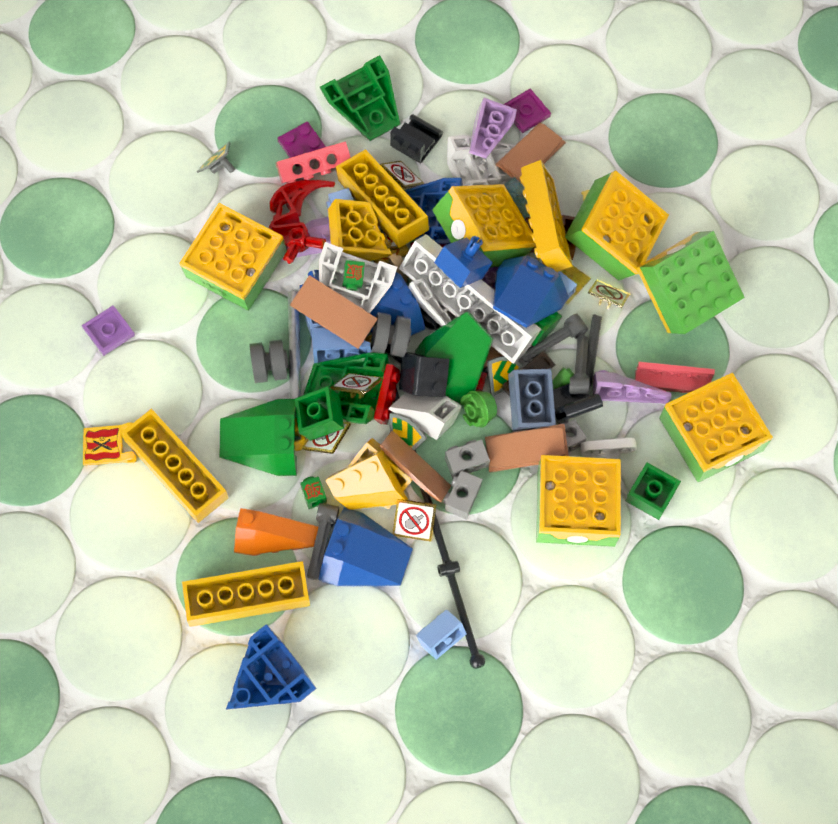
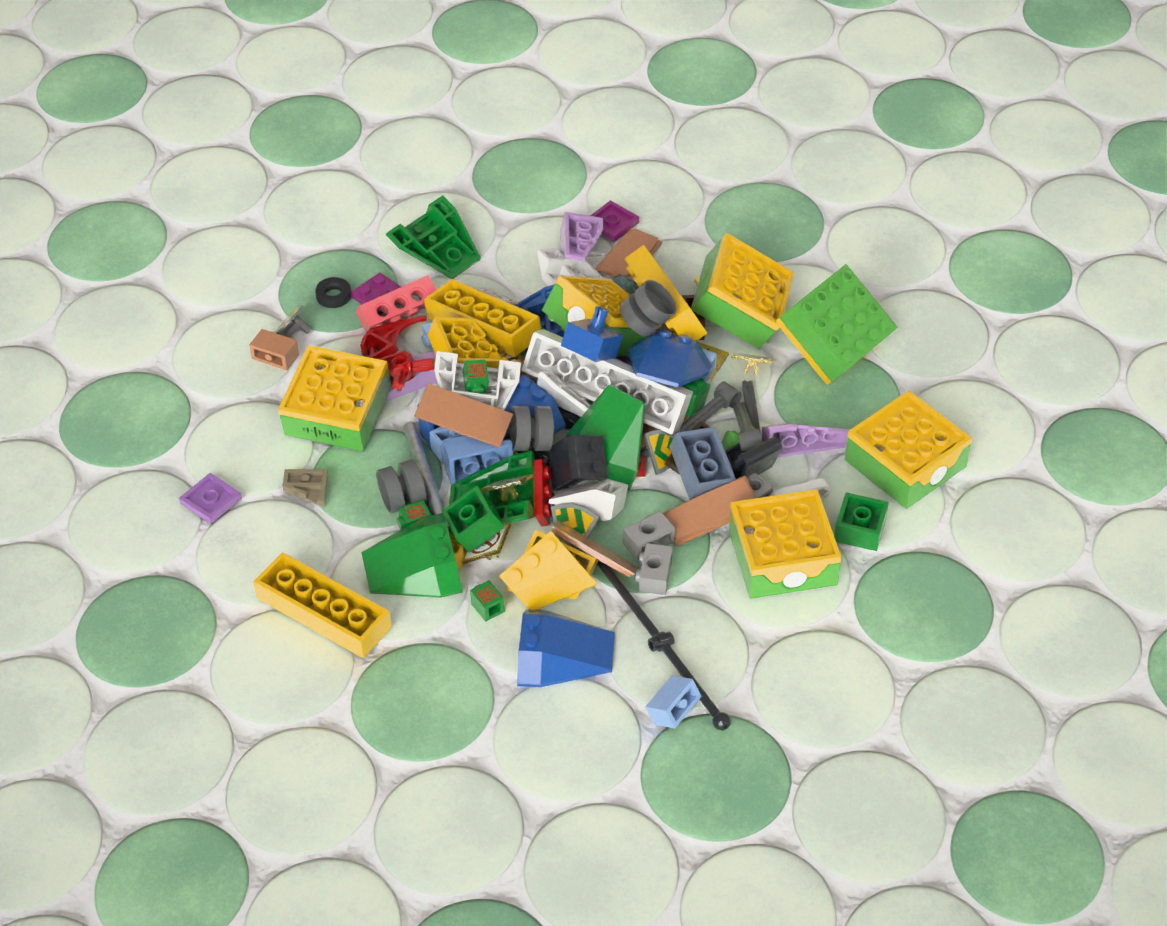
camera: 10 degrees left, 20 degrees down
(105, 445) = (236, 607): flag -> none
(192, 335) = (306, 484): none -> dark tan wing
(197, 185) = (274, 349): none -> nougat brick
(245, 594) = (439, 709): yellow brick -> none
(262, 123) = (330, 284): none -> black tyre
(267, 533) = (445, 648): orange wedge -> none
(269, 674) = (488, 779): blue wedge -> none
(272, 391) = (411, 513): none -> green brick
(326, 516) = (509, 622): dark grey axle -> none
(414, 520) = (608, 601): piece -> none
(415, 138) = (501, 266): black piece -> none
(479, 408) = (646, 484): bright green cone -> none
(522, 239) = (648, 308): none -> dark grey wheel
(673, 377) = (846, 419): coral fence -> none

